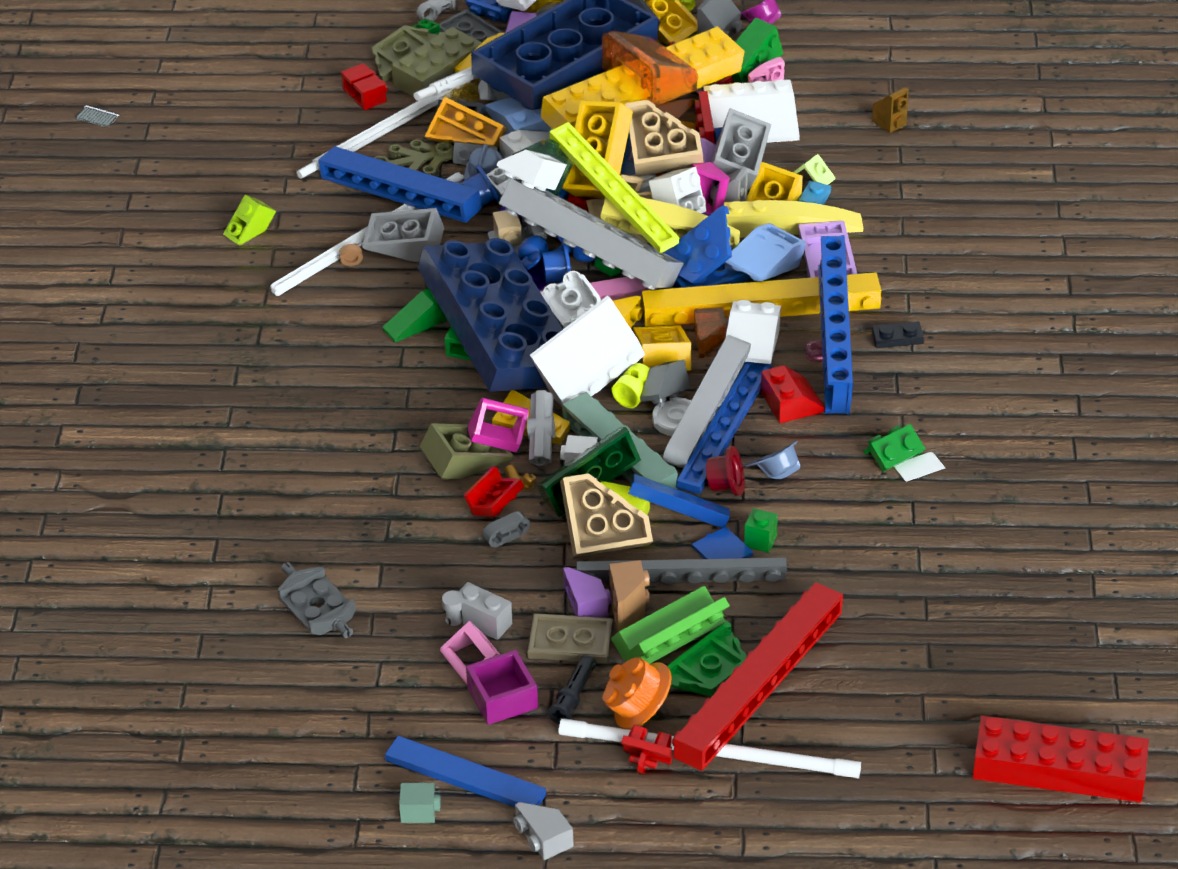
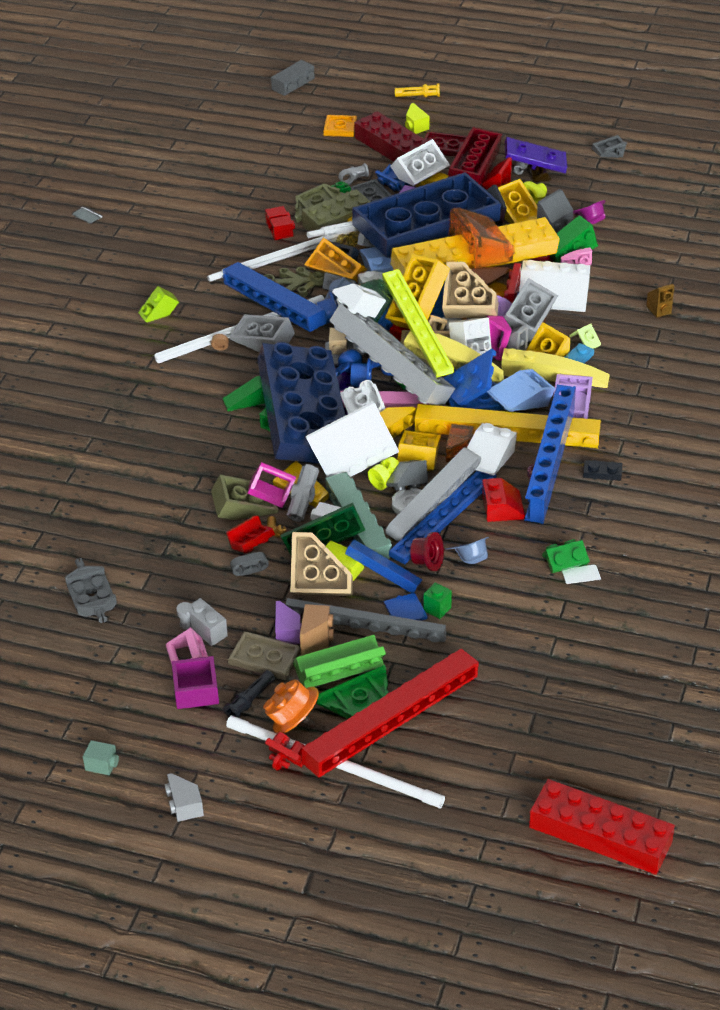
camera: 15 degrees right, 0 degrees up
(463, 773) = (145, 743): blue tile -> none

